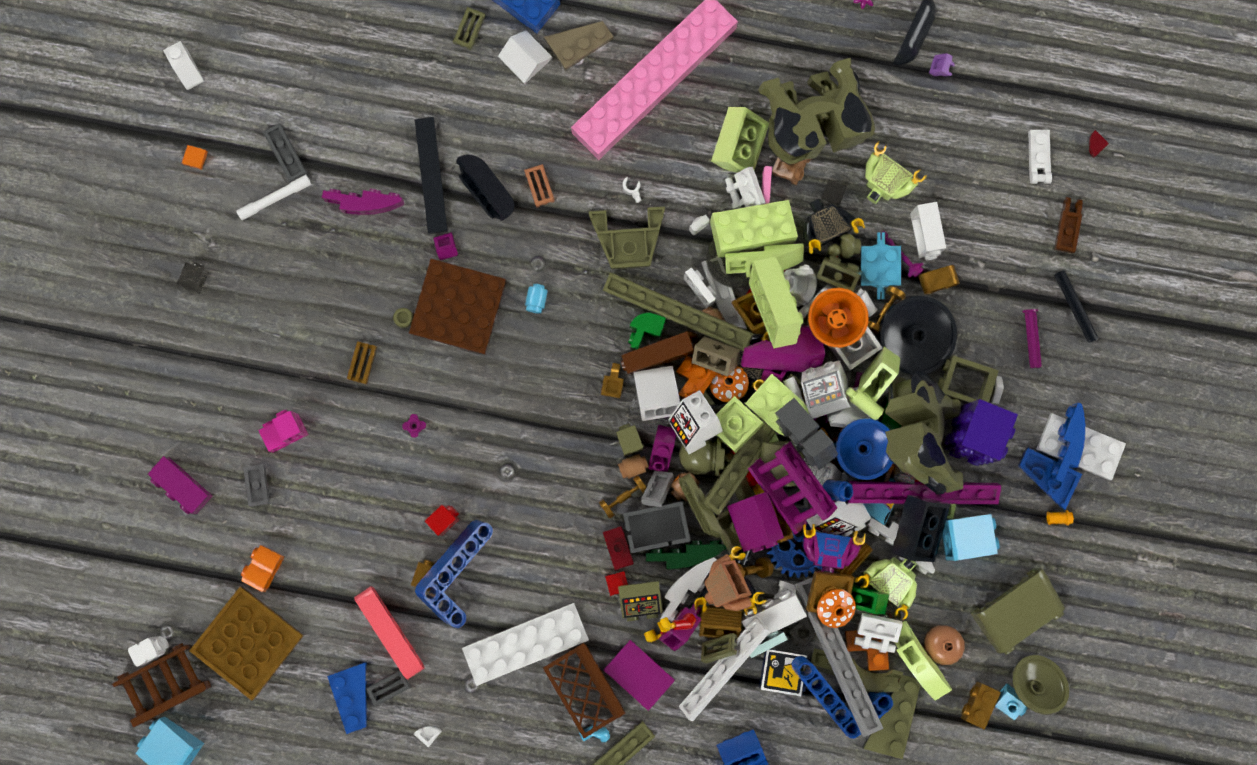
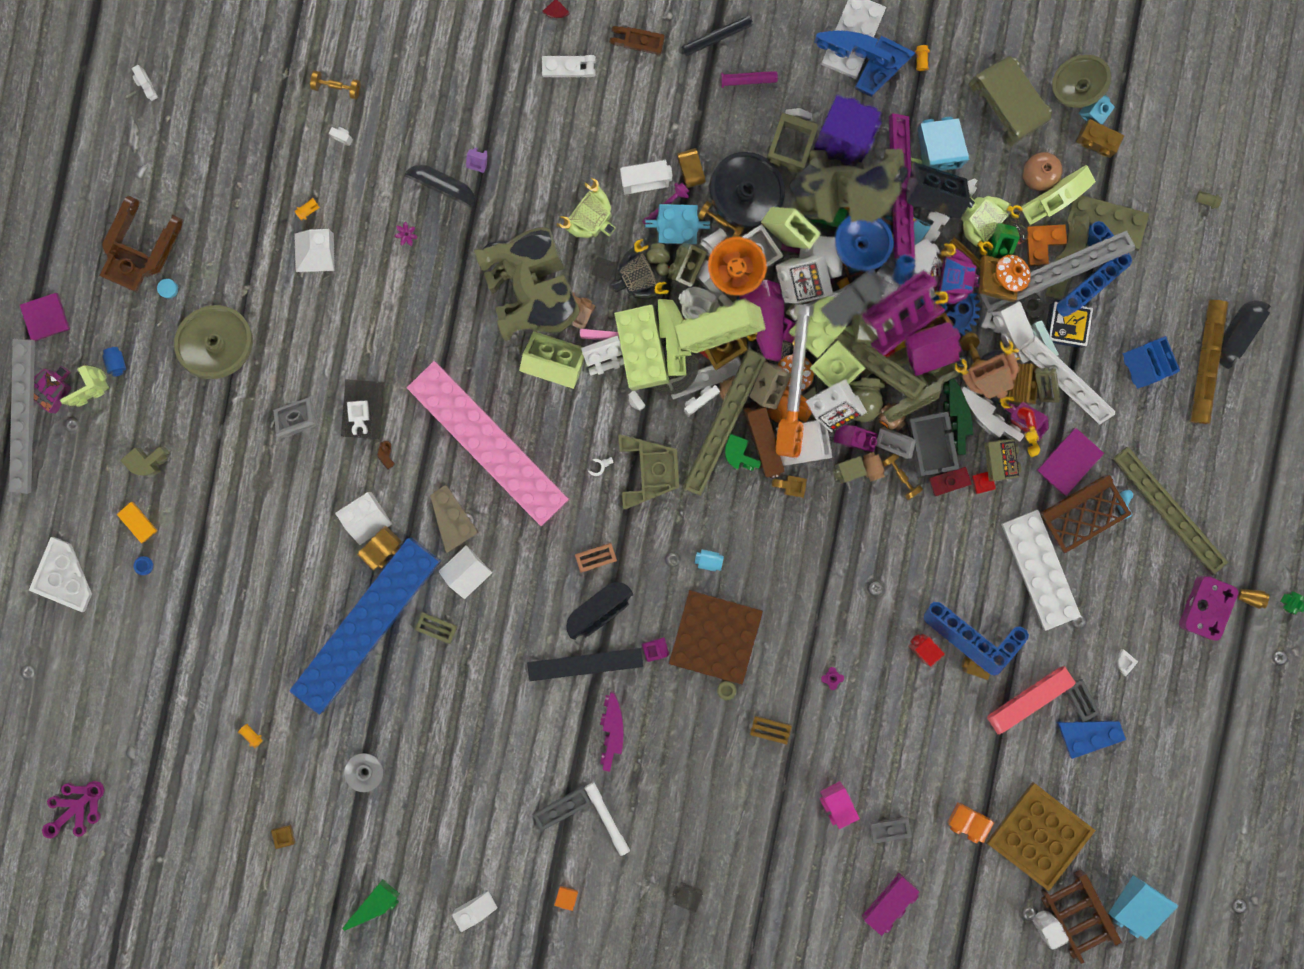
camera: 90 degrees left, 5 degrees up
(669, 375) = (790, 429): none -> piece
(864, 403) = (821, 241): yellowish green cylinder -> none
(879, 628) = (1030, 231): white plate -> none

